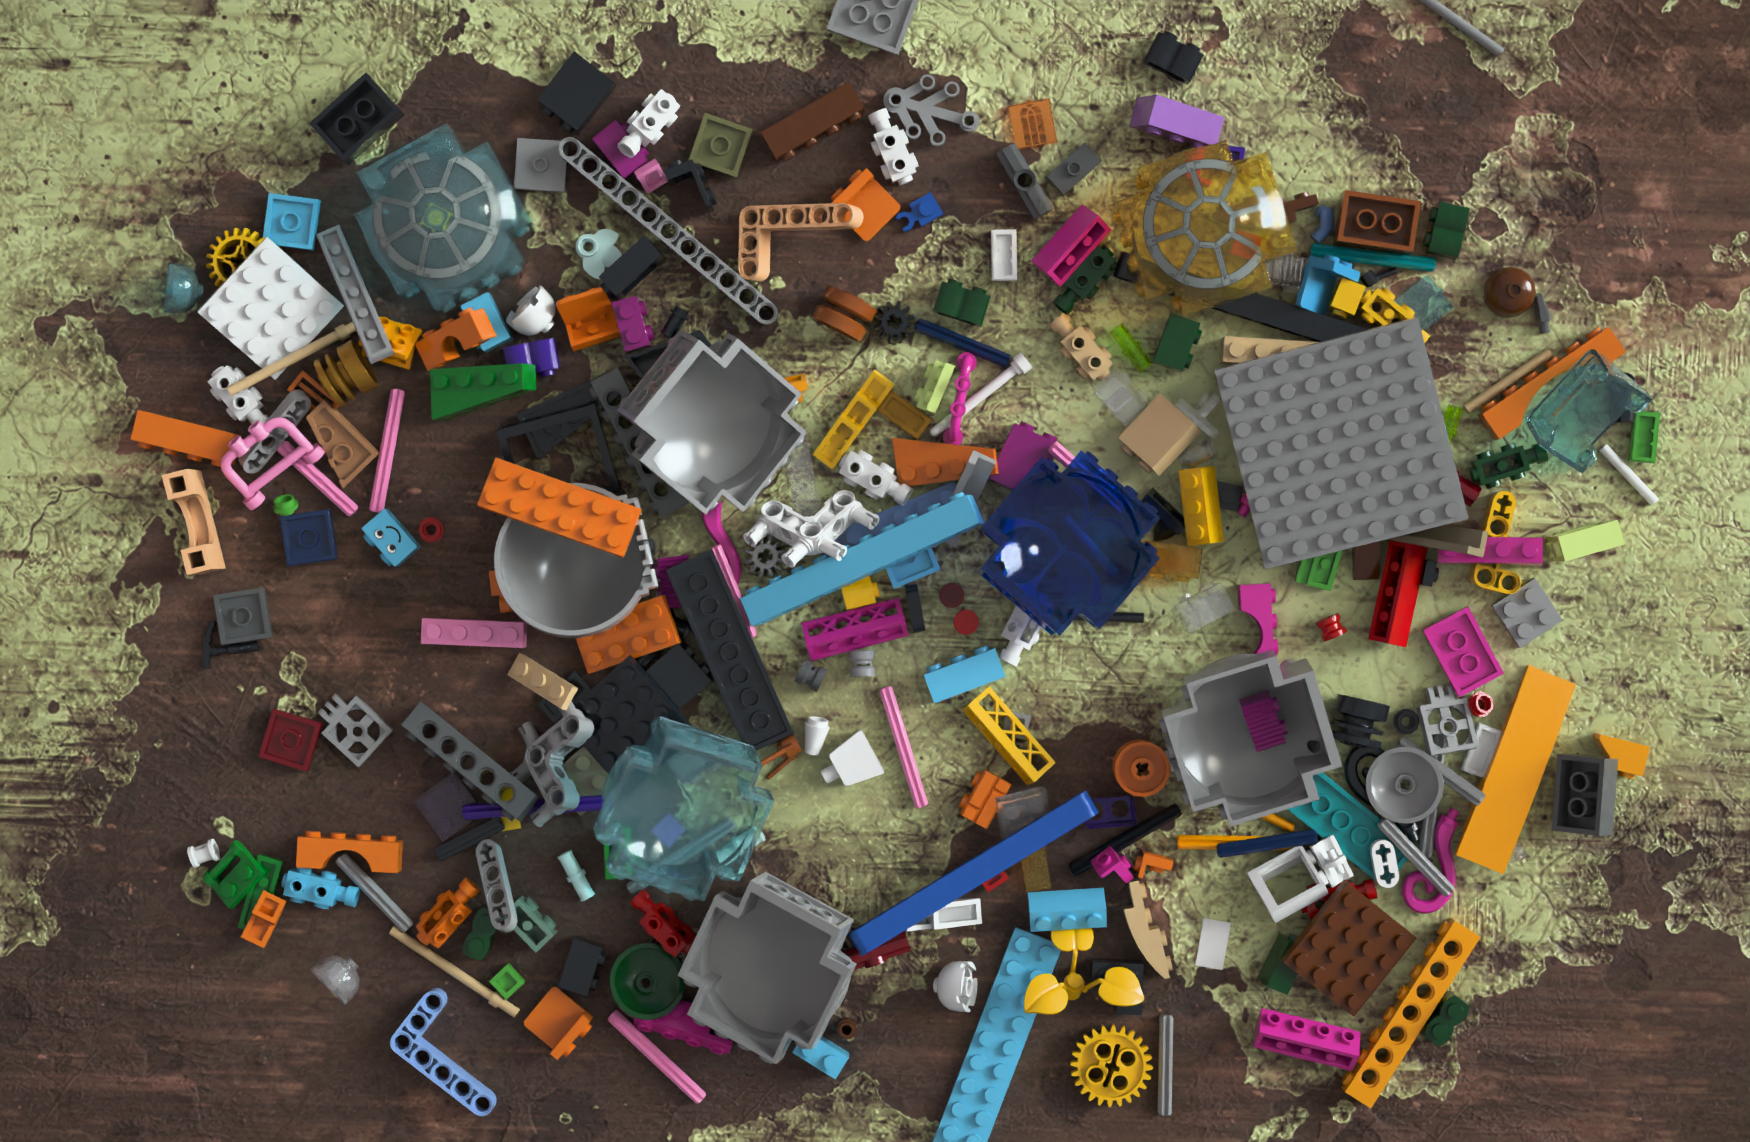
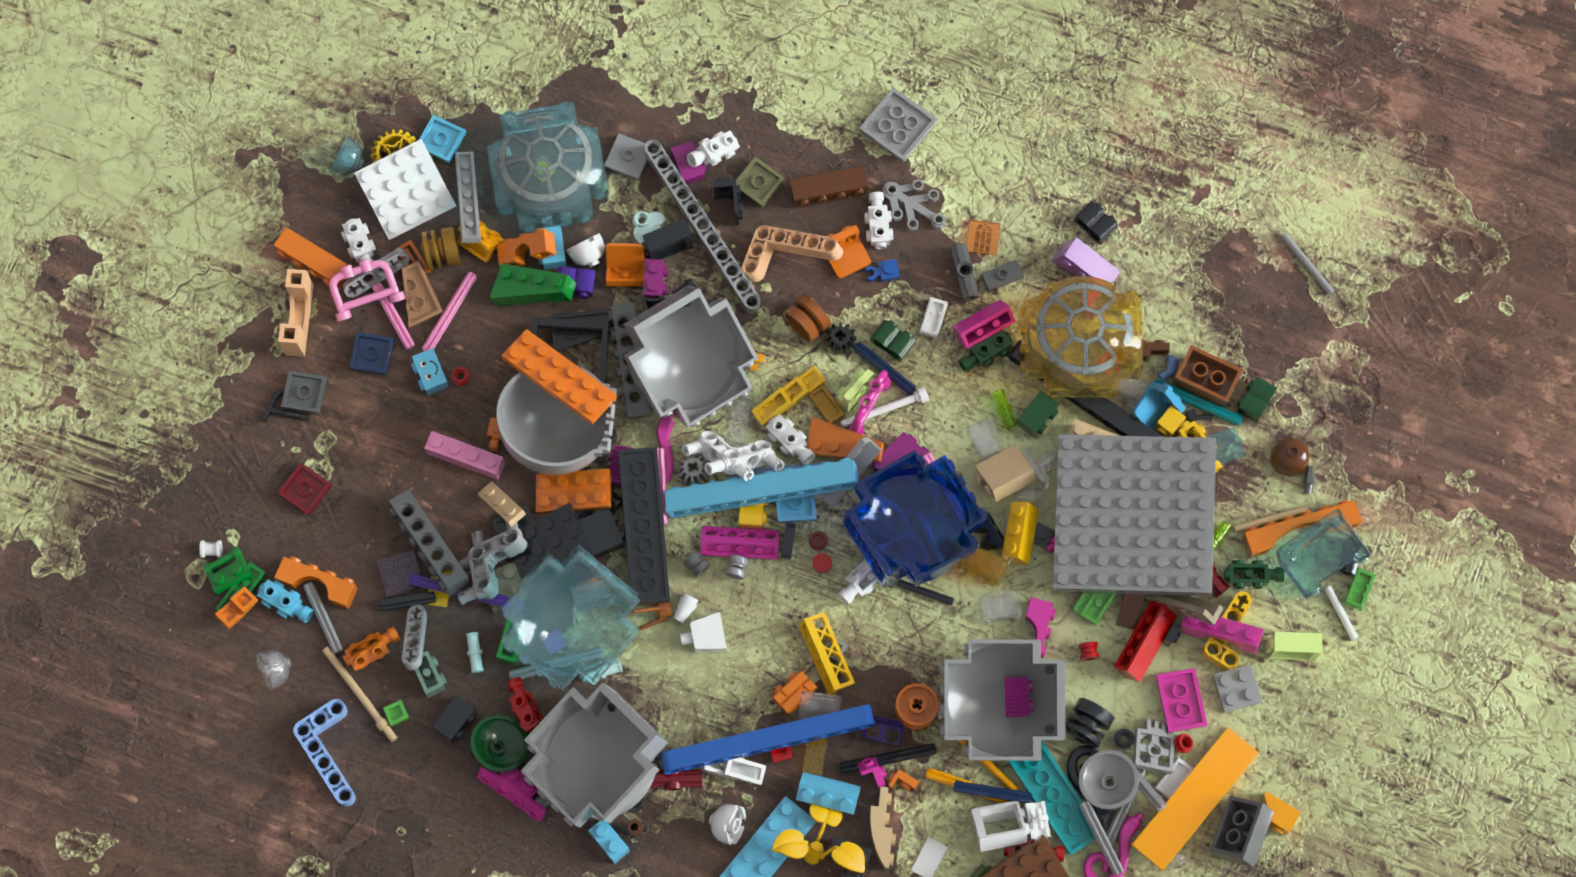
camera: 20 degrees right, 15 degrees down
(285, 505) = (363, 325): bright green plate -> none
(339, 714) = (346, 483): light grey piece -> none
(341, 333) = (447, 222): tan bar -> none
(357, 119) = (512, 85): black brick -> none
(481, 939) = (388, 673): dark green brick -> none
(558, 1022) = (422, 755): orange bracket -> none
(576, 93) = (670, 116): black brick -> none
(651, 176) = (702, 186): bright pink plate -> none
(656, 1056) = (486, 806): bright pink axle -> none
(903, 747) = (746, 642): bright pink axle -> none
(963, 673) = (808, 598): medium azure brick -> none
(1082, 355) = (967, 401): tan brick -> none
(1390, 862) = (1071, 835): white beam -> none

